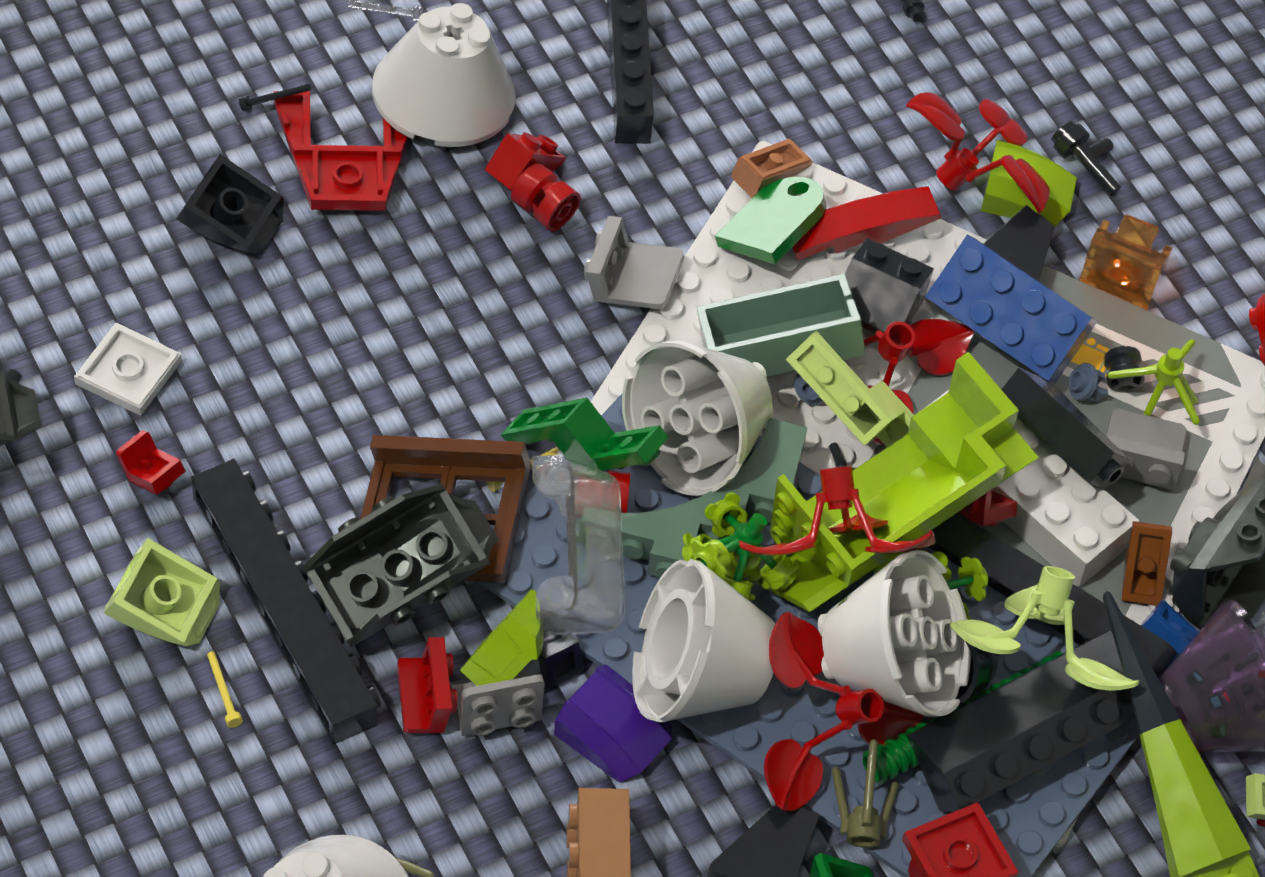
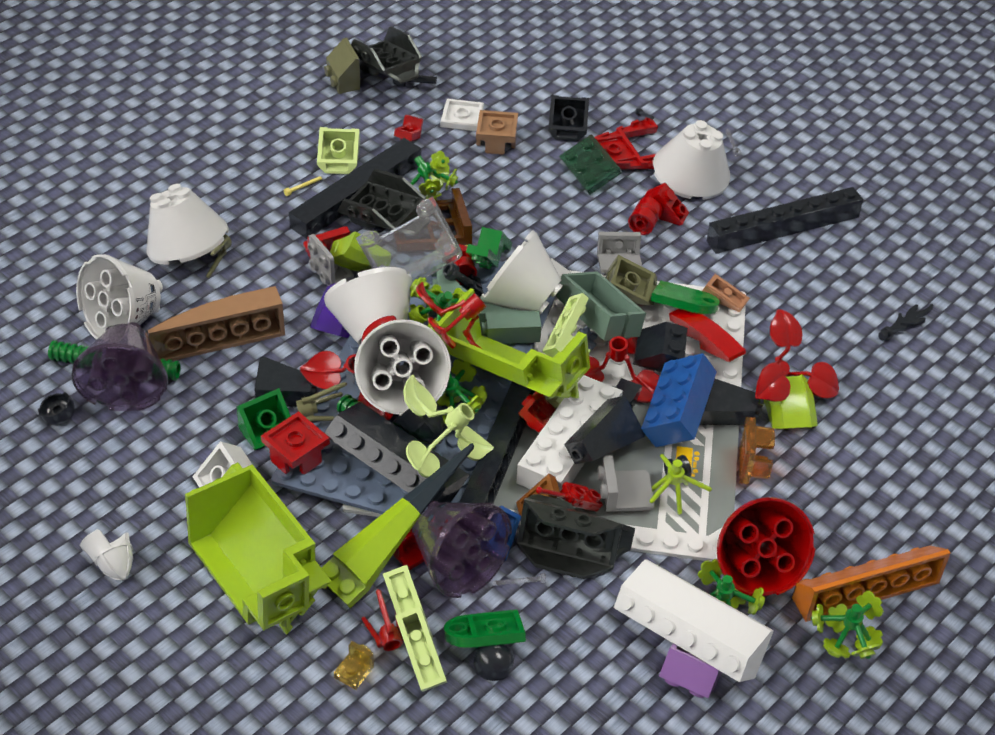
camera: 75 degrees right, 10 degrees down
(223, 326) = (496, 130): none -> medium nougat panel
(324, 463) = (439, 172): none -> lime plant
(375, 223) = (590, 164): none -> clear green plate
(647, 501) = (452, 272): none -> black hinge
(712, 274) = (632, 280): none -> olive slope
(939, 371) = (630, 390): none -> black slope
(1071, 140) = (836, 418): black piece -> none
(1084, 383) = (655, 452): sand blue plate -> none
(1157, 507) = (576, 495): none -> red piece

